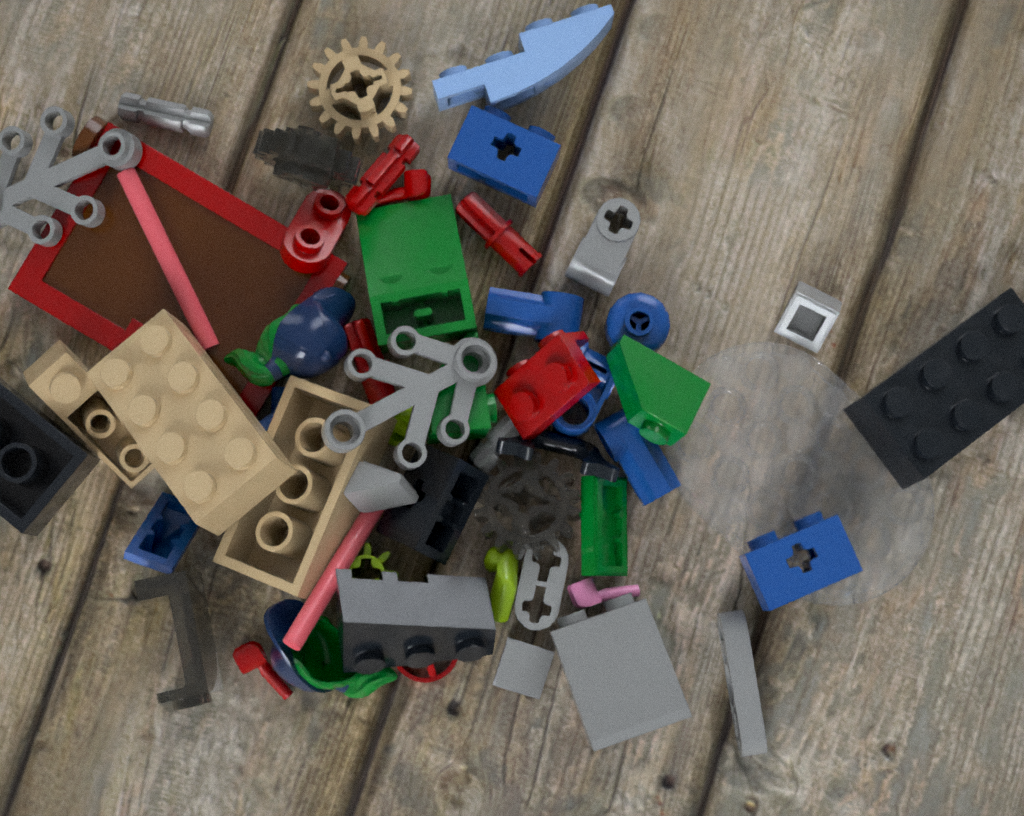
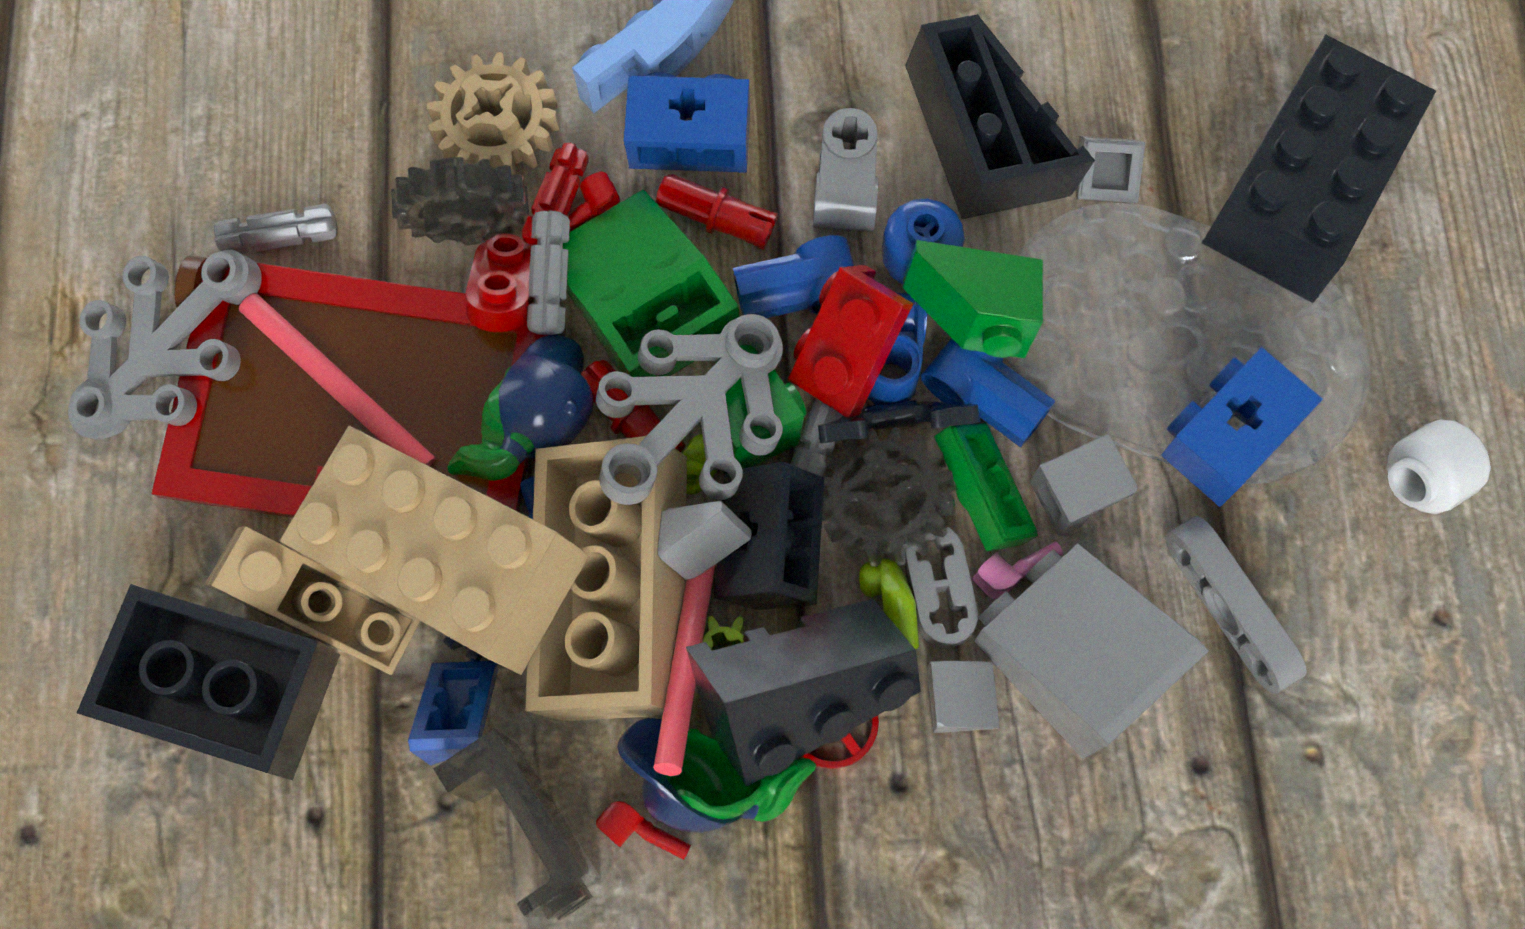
camera: 15 degrees left, 10 degrees down
(351, 241) = (548, 273): none -> light grey axle
(674, 554) = (1082, 483): none -> light grey panel
(726, 249) = (987, 124): none -> black wedge
(934, 645) = (1438, 466): none -> white head

